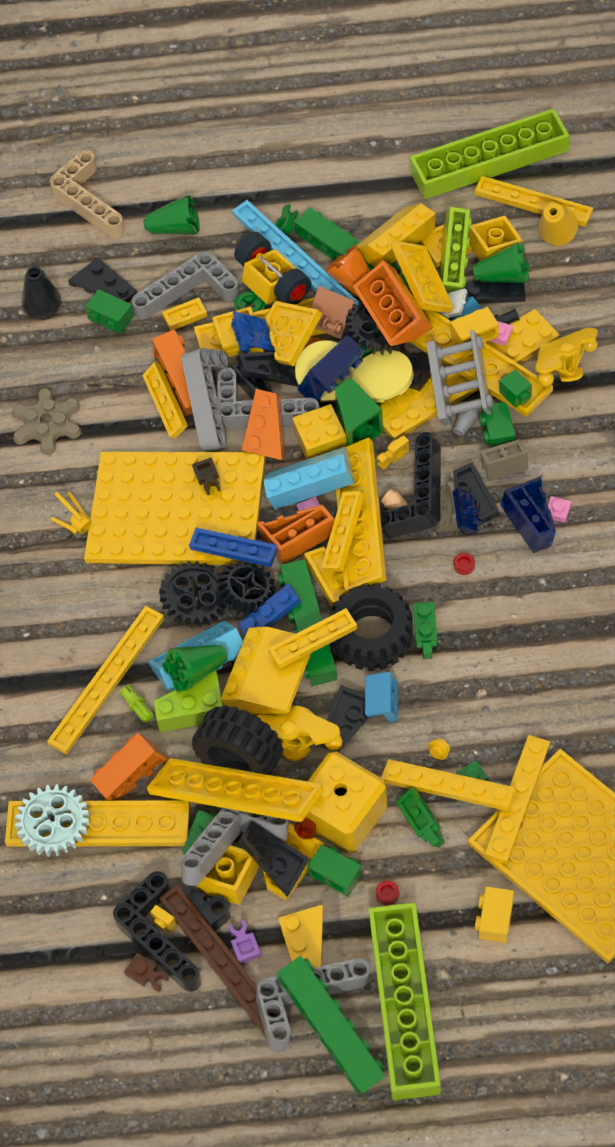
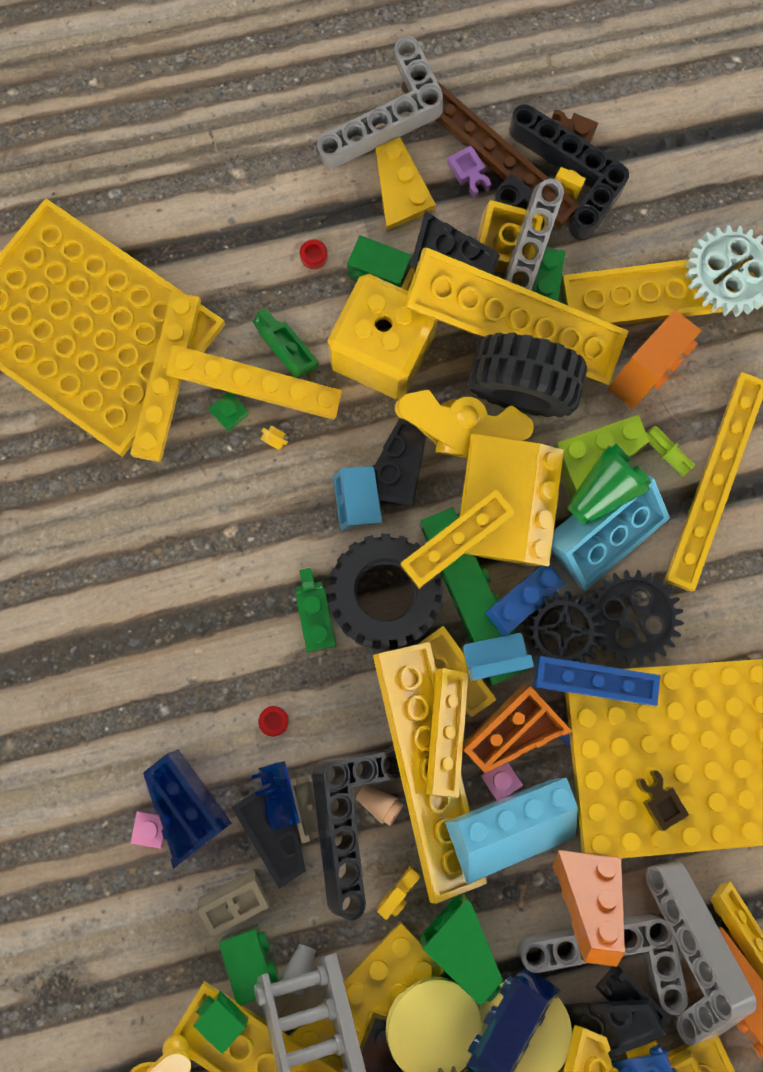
camera: 160 degrees right, 20 degrees up
(299, 569) = (496, 656): none -> dark azure panel
(319, 432) = (512, 913): yellow brick -> none
(330, 1025) = (354, 71): green brick -> none
(404, 1002) = (275, 122): lime brick -> none
(495, 915) = (181, 236): yellow brick -> none

